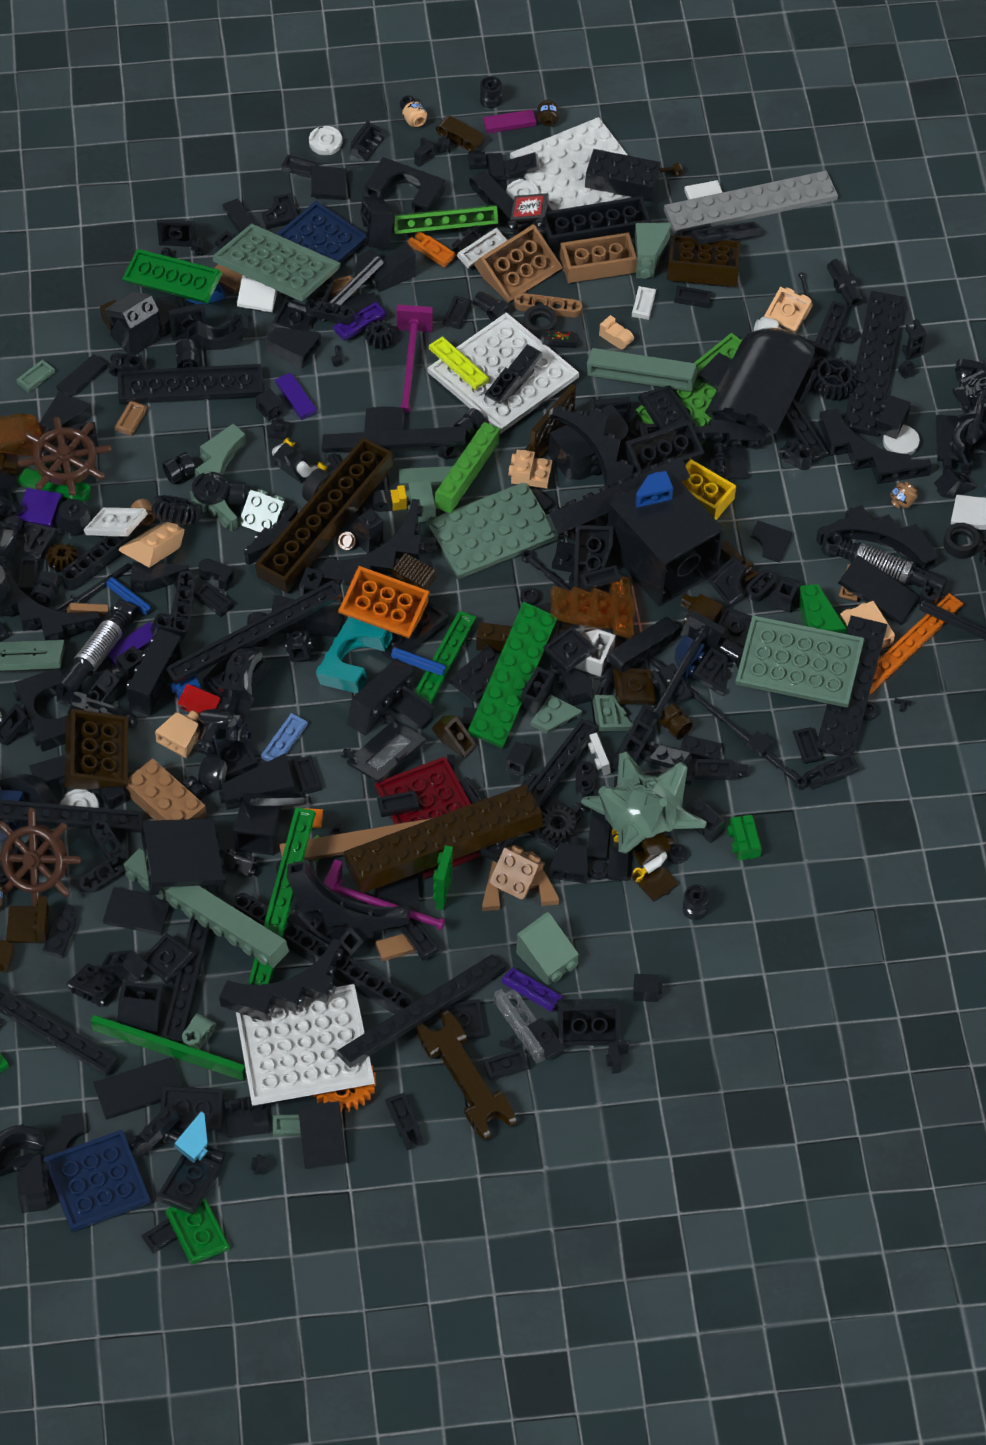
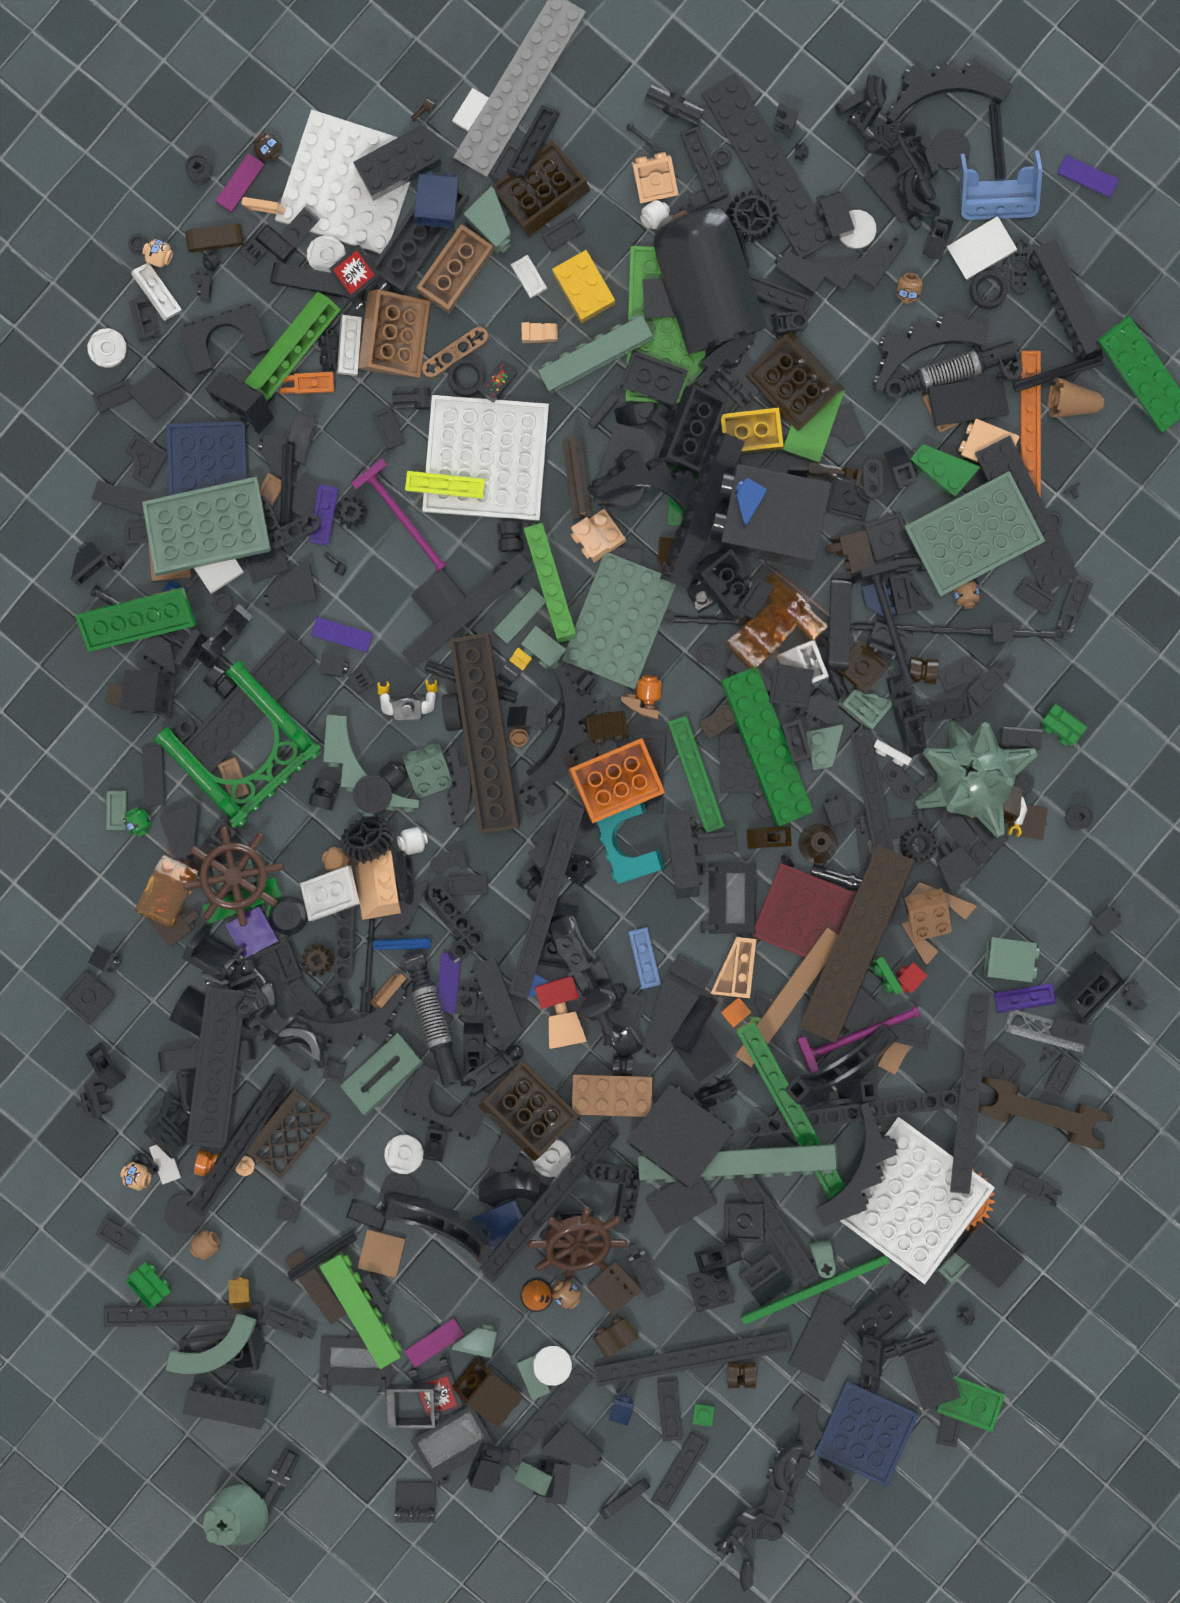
camera: 40 degrees left, 30 degrees up
(40, 388) = (137, 822): none -> green head
(49, 1055) = (748, 1377): none -> dark brown wheel
(110, 428) = (209, 782): none -> green arch
(176, 551) = (405, 877): none -> black hinge
(194, 1139) = (910, 1348): medium azure slope -> none
(205, 541) = (412, 841): none -> white head
(340, 793) = (737, 970): none -> light nougat wedge
(390, 133) = (156, 291): none -> white plate
(398, 803) = (787, 938): black tile -> none
(418, 661) = (684, 800): blue axle -> none
(448, 583) = (634, 704): none -> medium nougat slope
(461, 904) = (910, 977): none -> red brick
(467, 582) = (649, 689): none -> orange head
(485, 765) = (809, 847): none -> dark brown cone
(510, 137) = (263, 206): none -> light nougat tile
(515, 376) = (504, 460): black slope -> none
(624, 203) = (436, 200): none -> dark blue slope
(674, 330) = (583, 286): none -> yellow brick
(755, 520) = (812, 438): none -> bright green tile
(757, 701) = (967, 595): none -> medium nougat head
(765, 485) = (794, 381): none -> dark brown slope
(958, 645) = (1072, 399): none -> medium nougat cone

